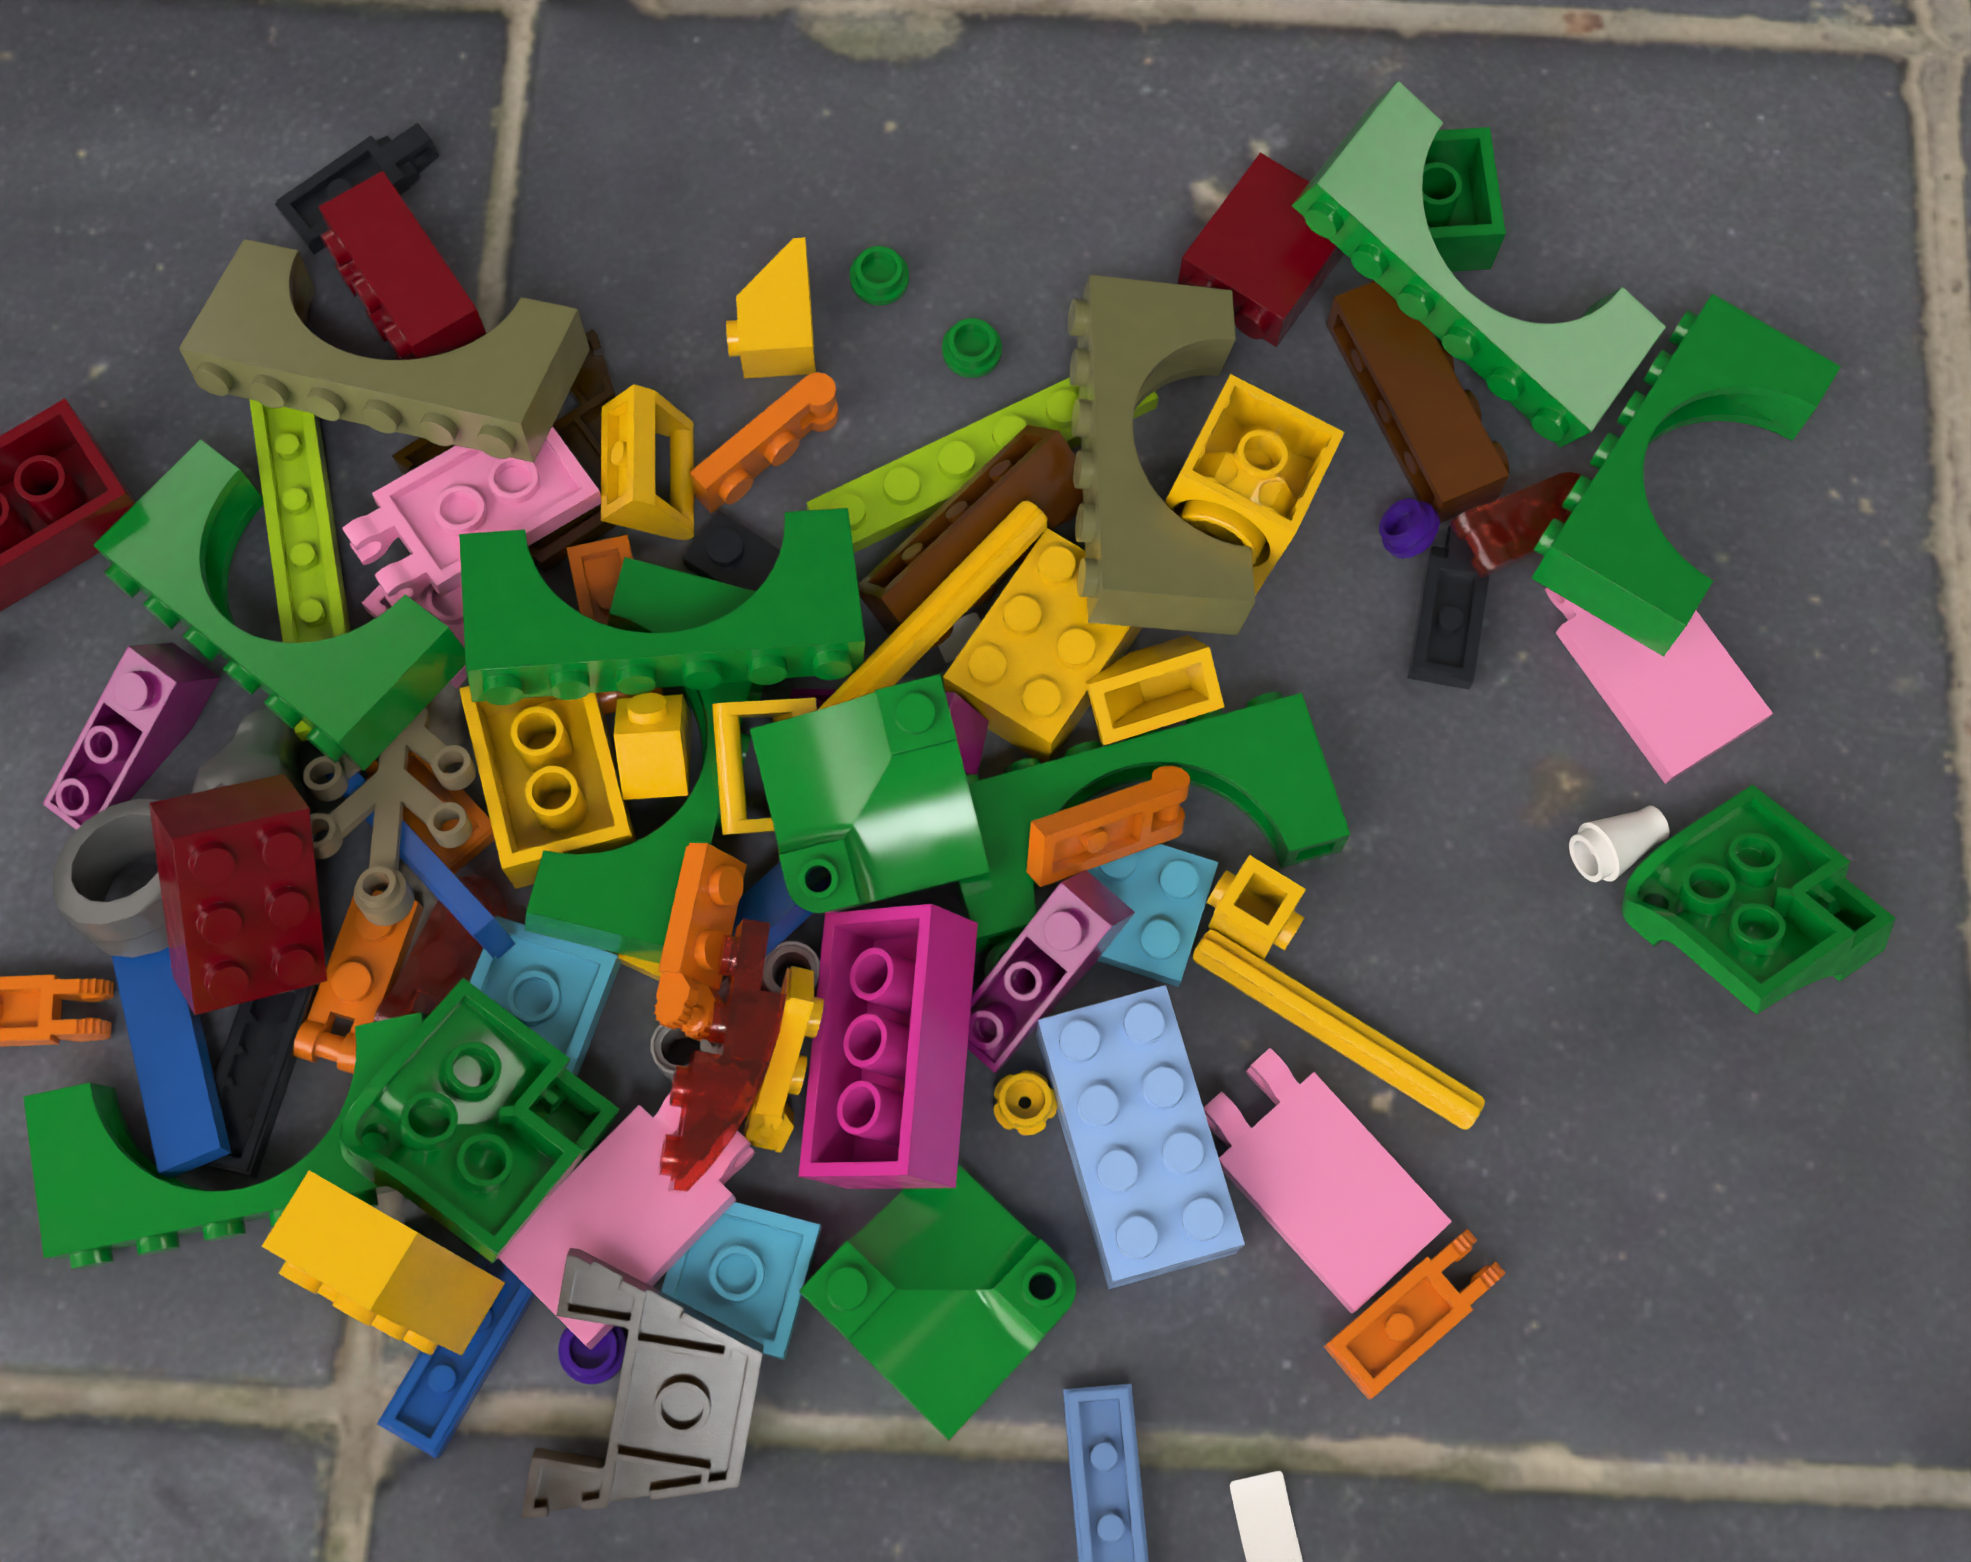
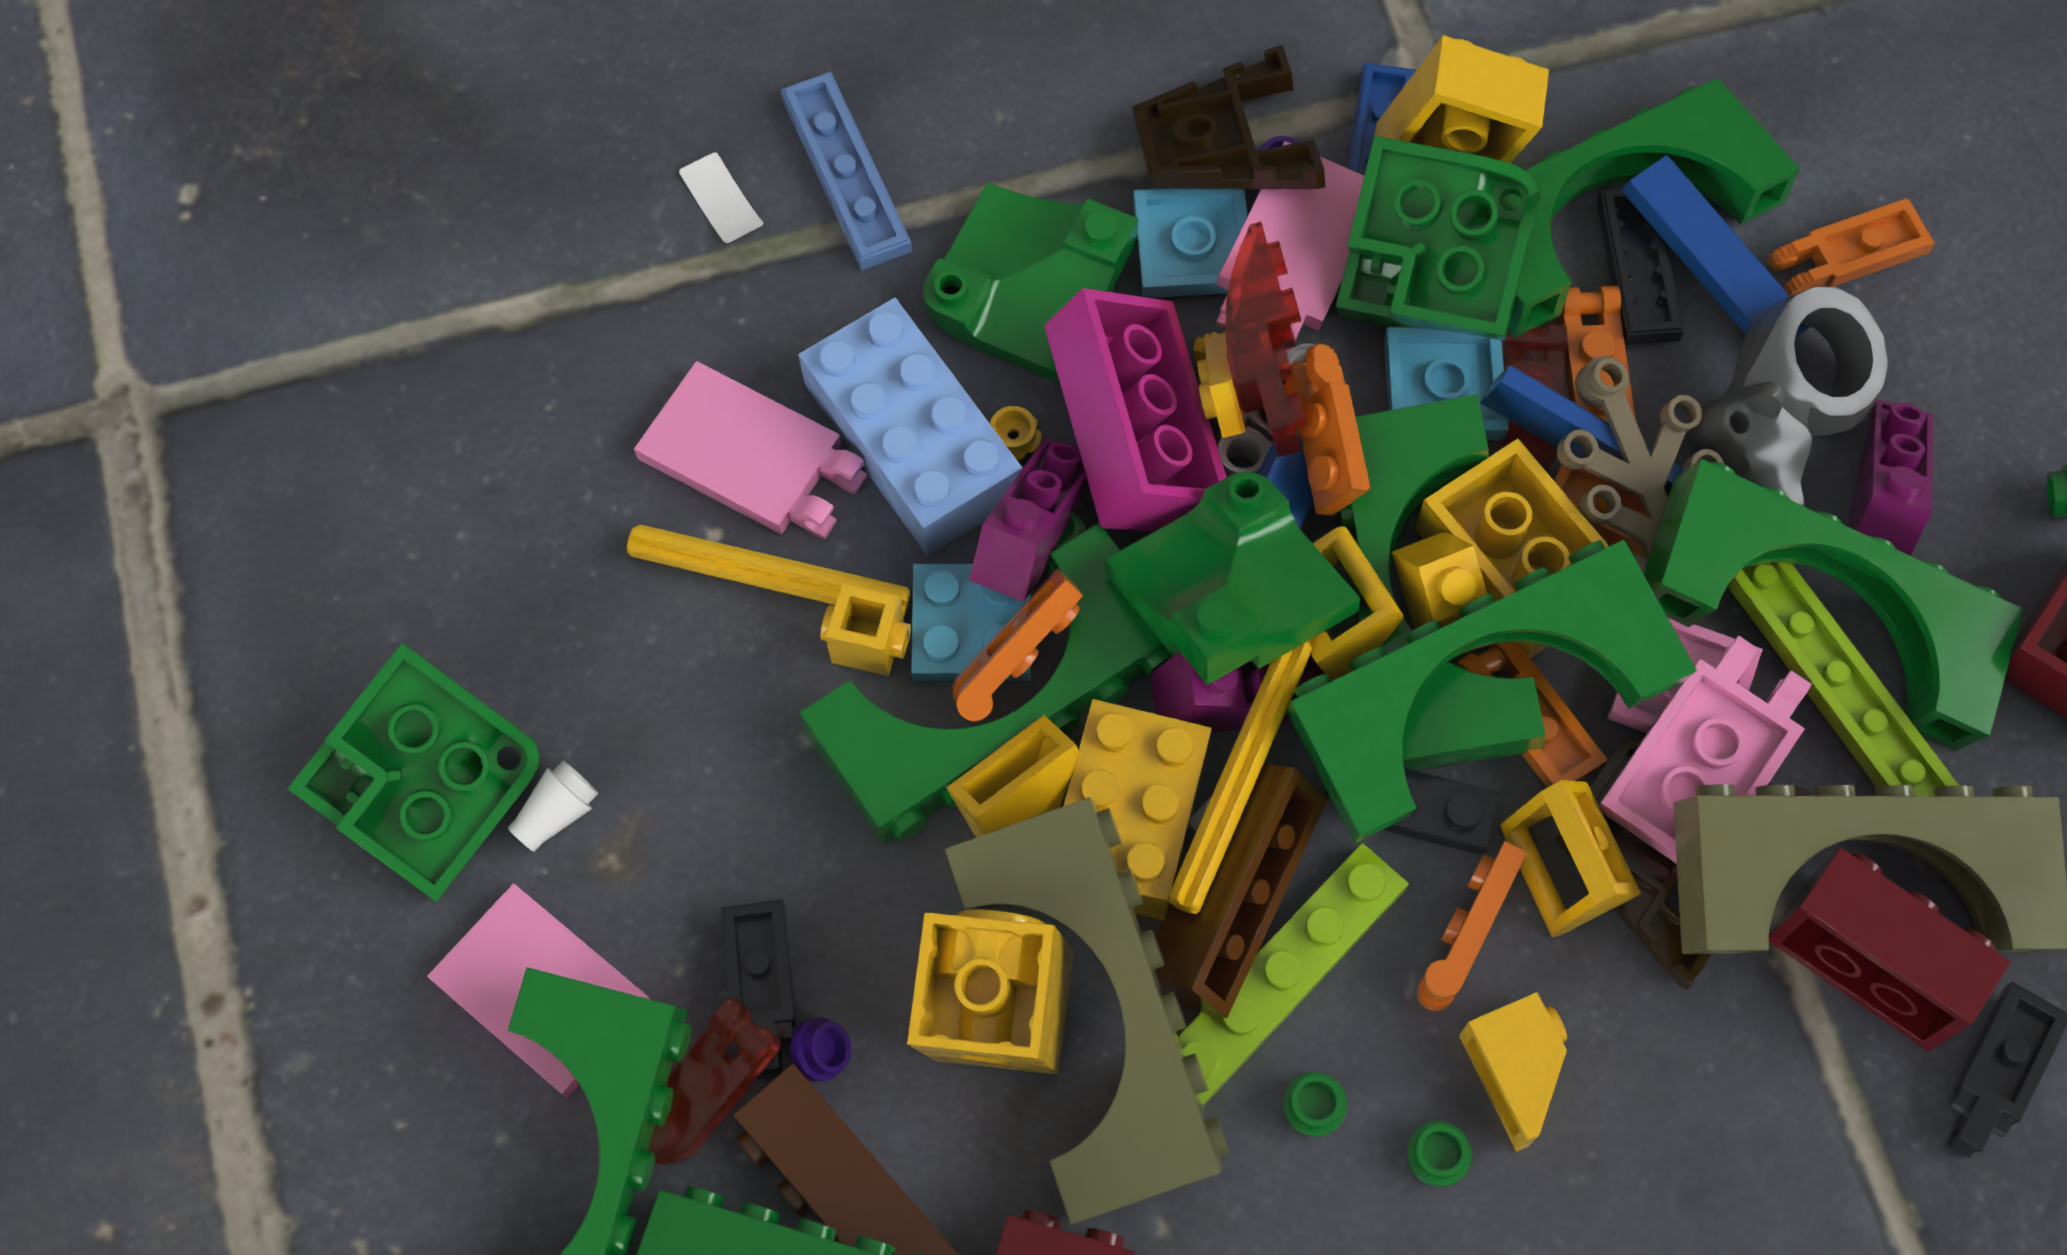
camera: 165 degrees right, 5 degrees down
(239, 892) = (1720, 338): dark red brick -> none
(1409, 1318) = (648, 373): orange hinge -> none

